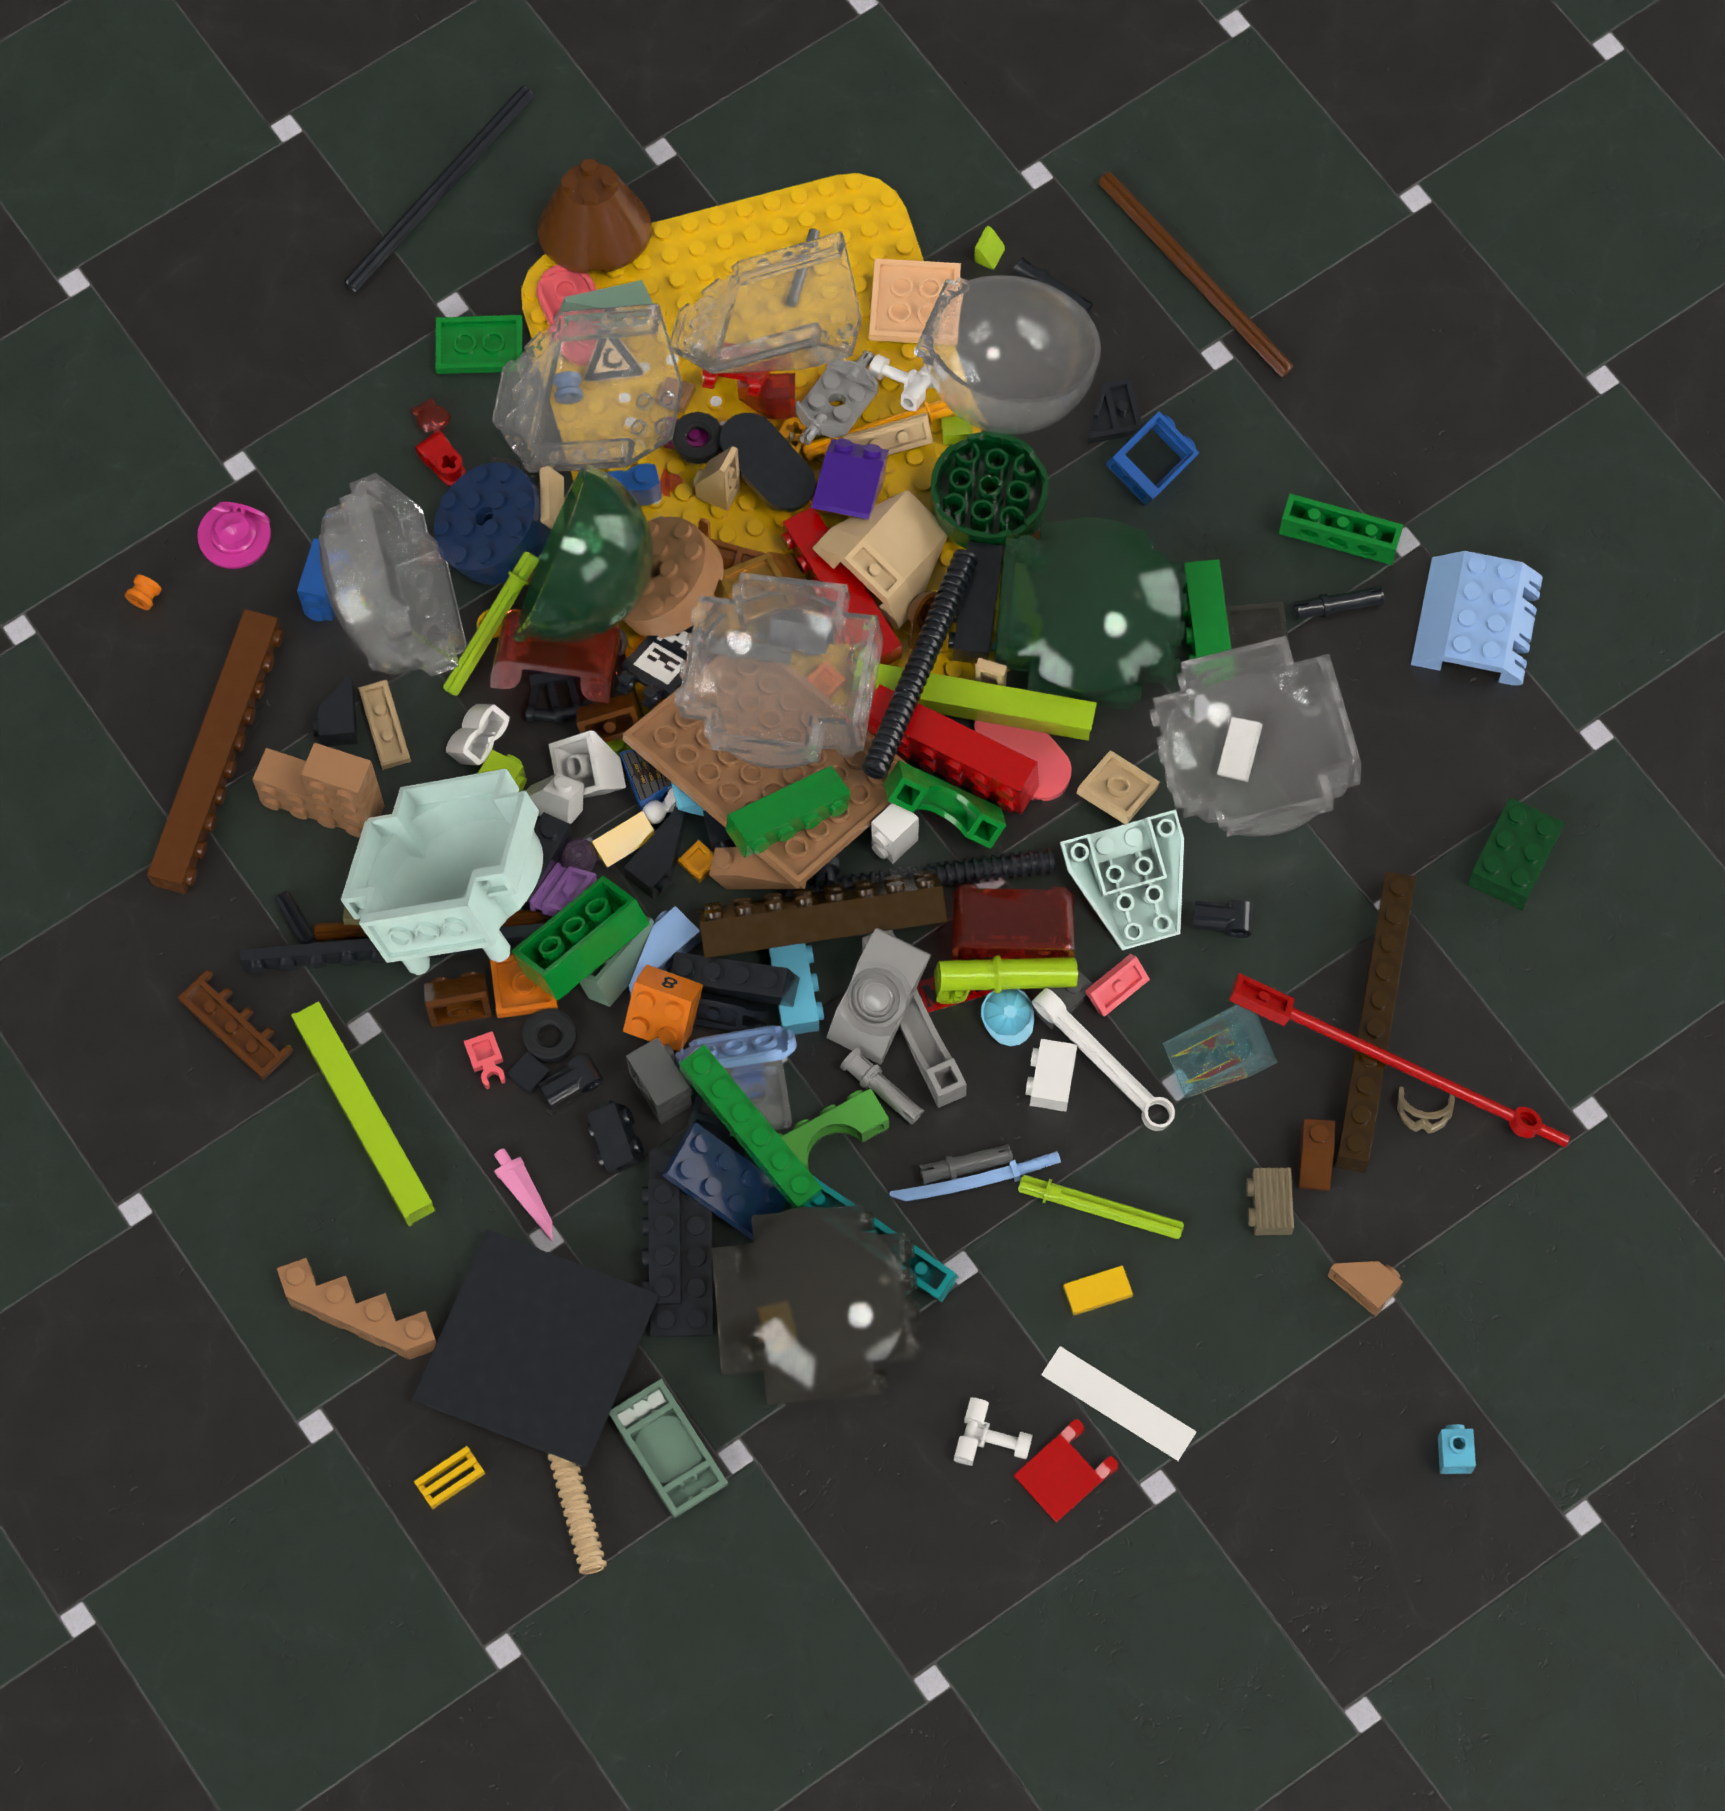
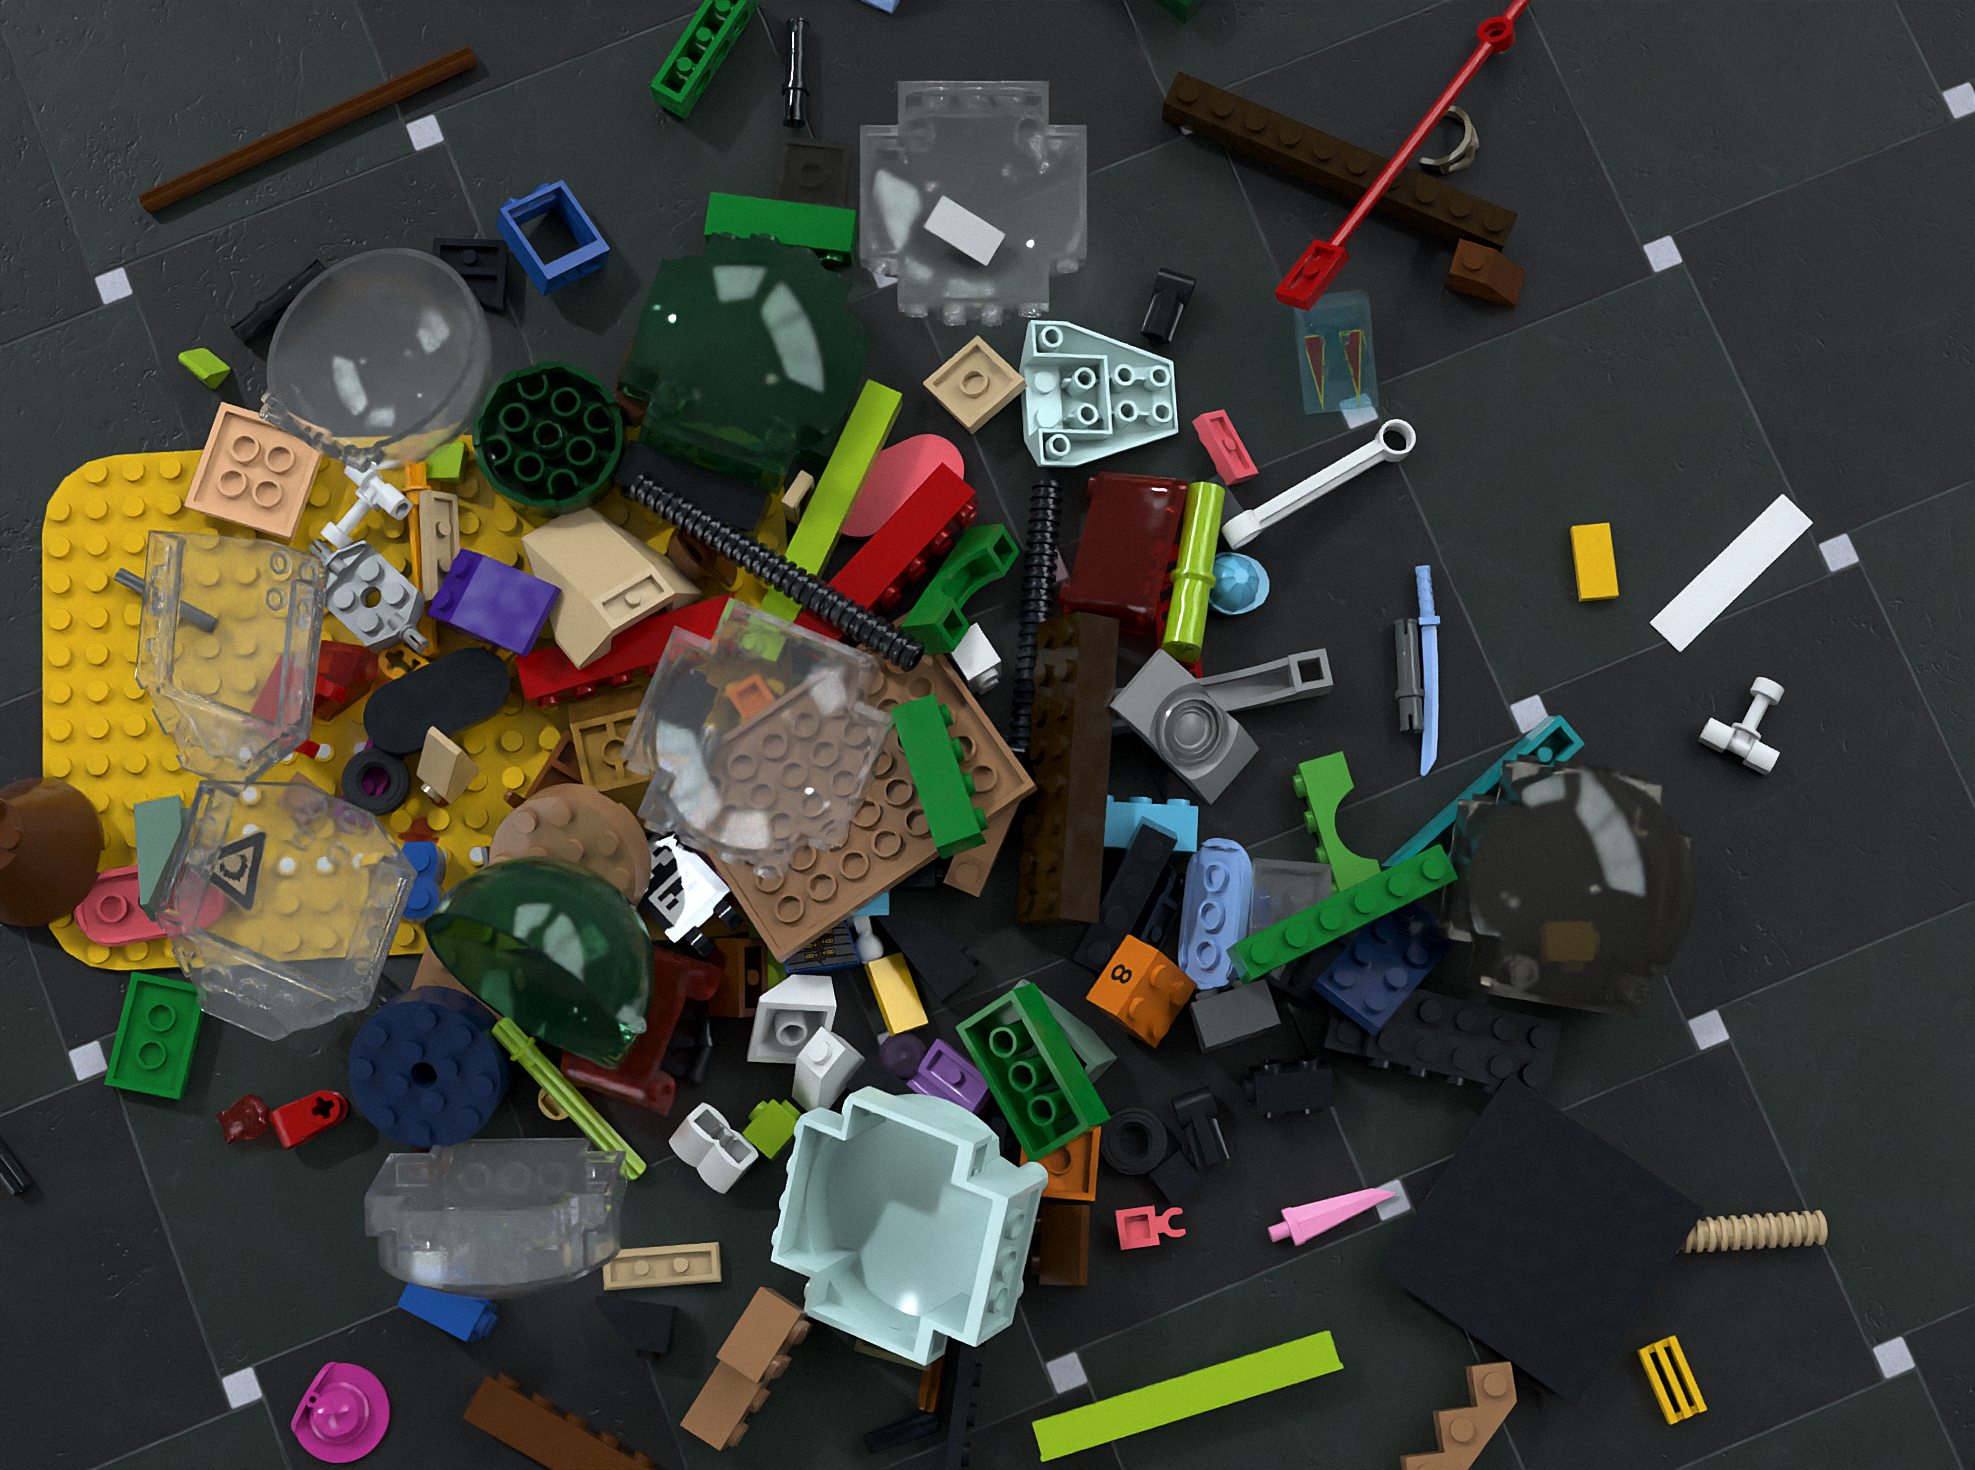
camera: 75 degrees left, 10 degrees up
(550, 495) = (422, 982): tan tile -> none
(568, 387) = (261, 931): sand blue wheel -> none
(667, 1448) = (1693, 1106): sand green slope -> none
(669, 934) = (1044, 962): light blue slope -> none
(697, 861) = (944, 908): light orange tile -> none
(871, 1077) = (1277, 761): light grey pin -> none
(1053, 1074) = (1321, 549): white brick -> none
(1061, 1476) = (1807, 658): red flag -> none
(1100, 1206) = (1472, 573): lime axle -> none
(1271, 1201) = (1532, 339): dark tan brick -> none
(1367, 1283) = (1653, 255): medium nougat slope -> none
(1460, 1459) = (1871, 210): medium azure brick -> none

